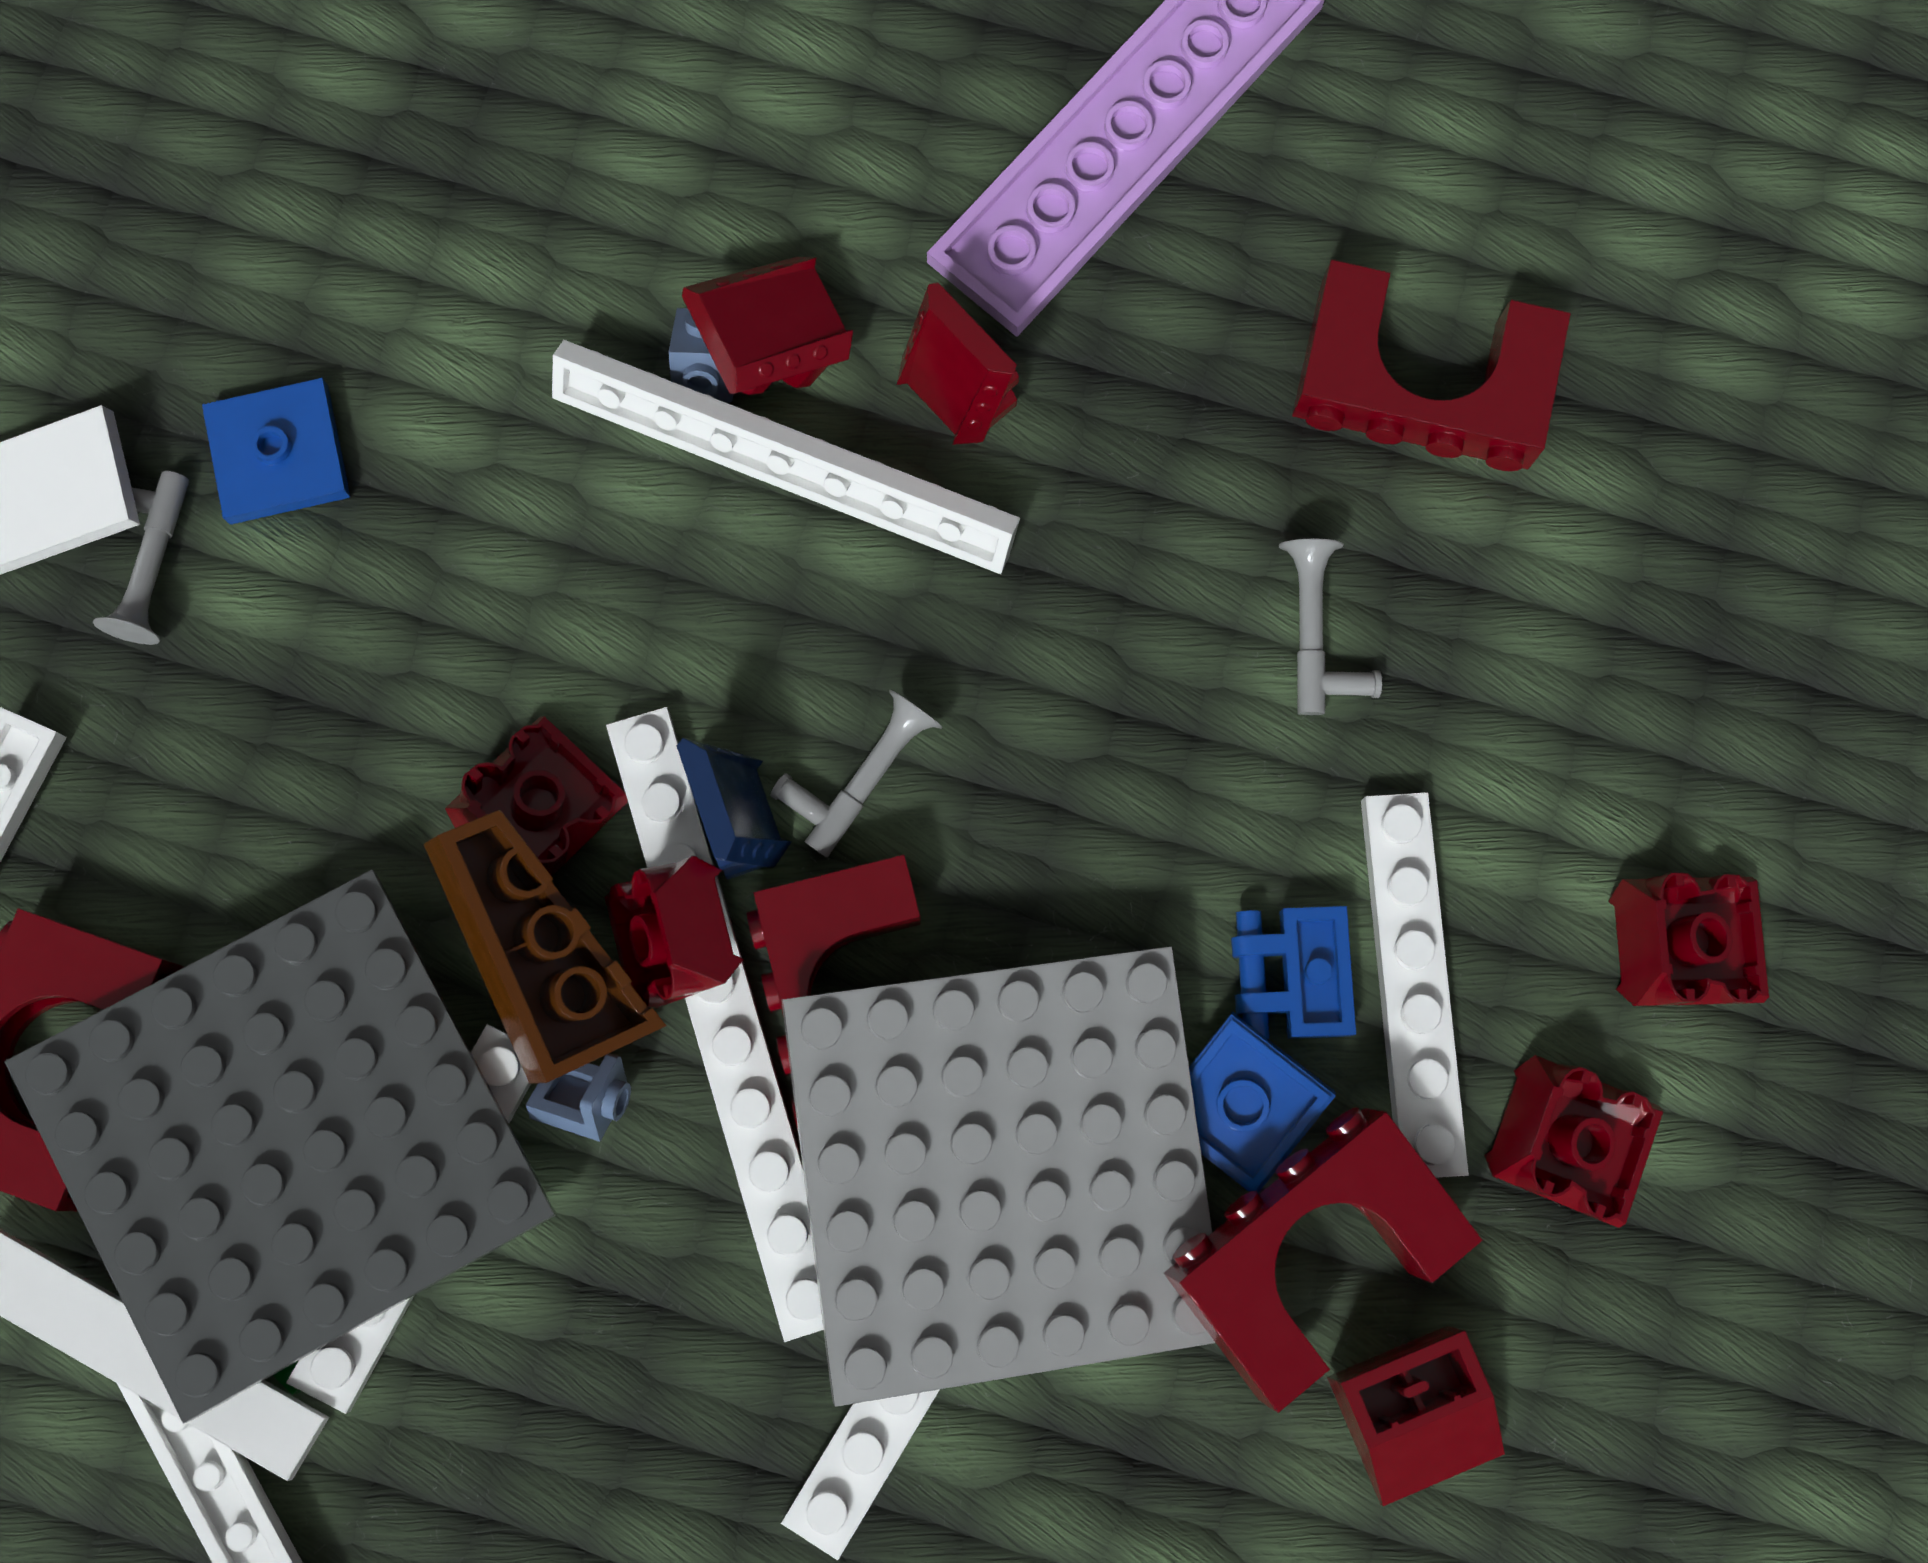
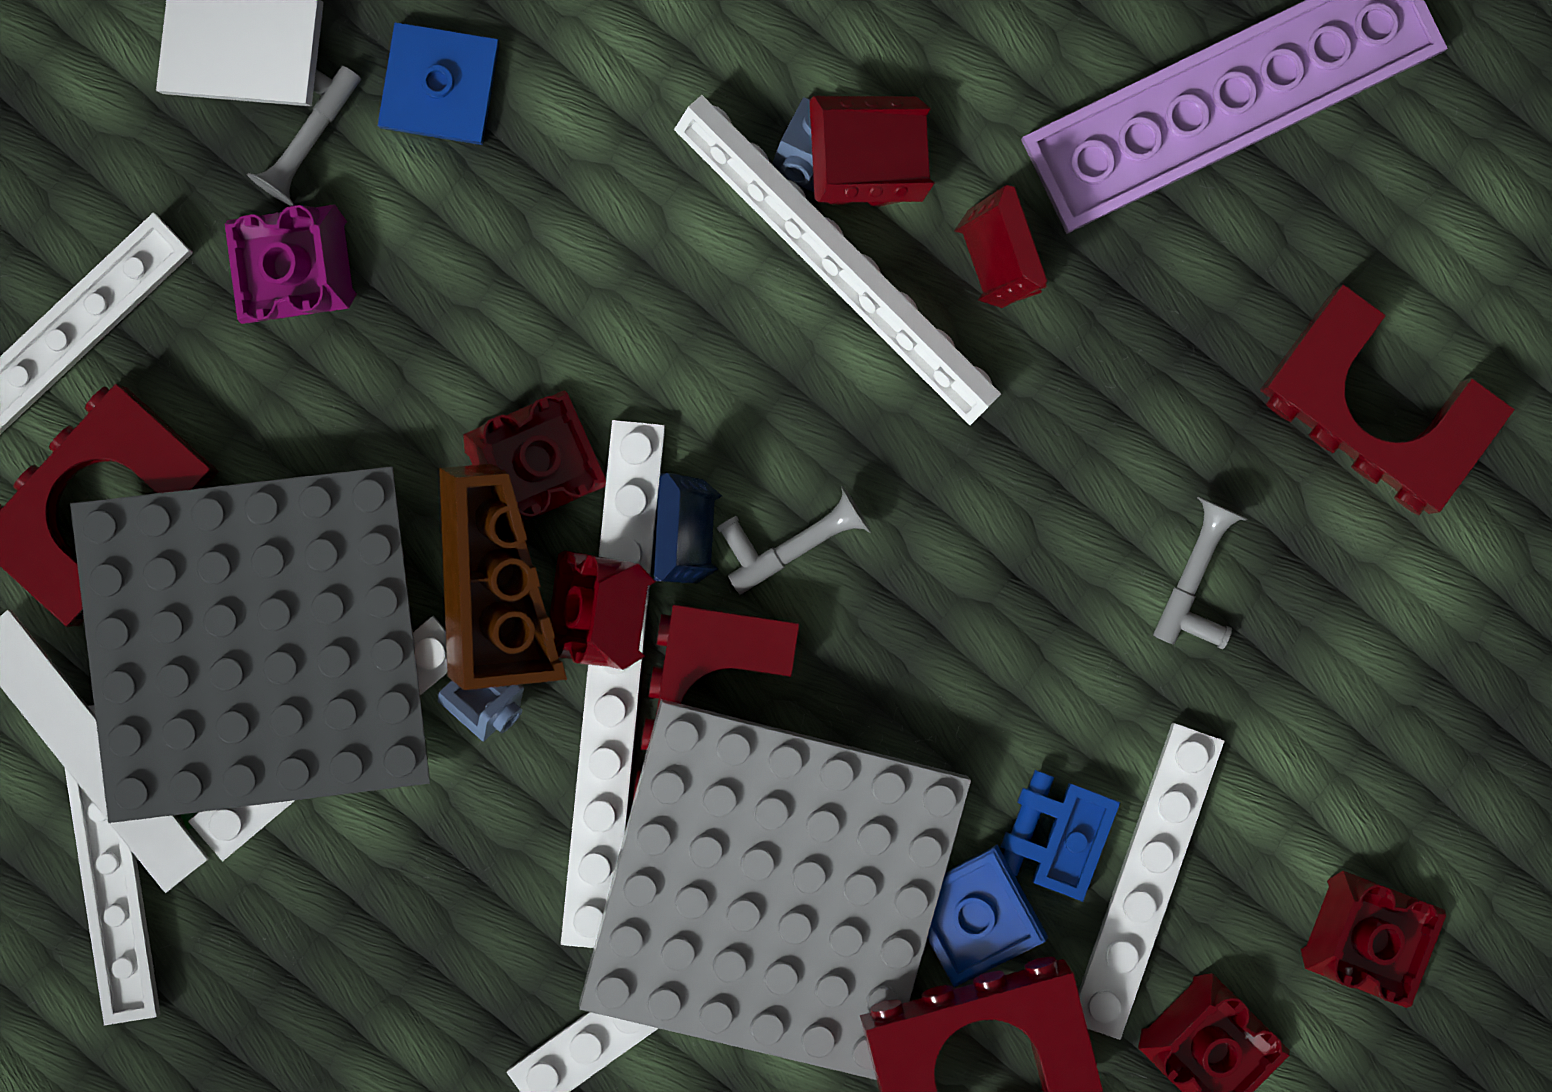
camera: 25 degrees right, 10 degrees up
(178, 702) = (289, 263): none -> magenta slope

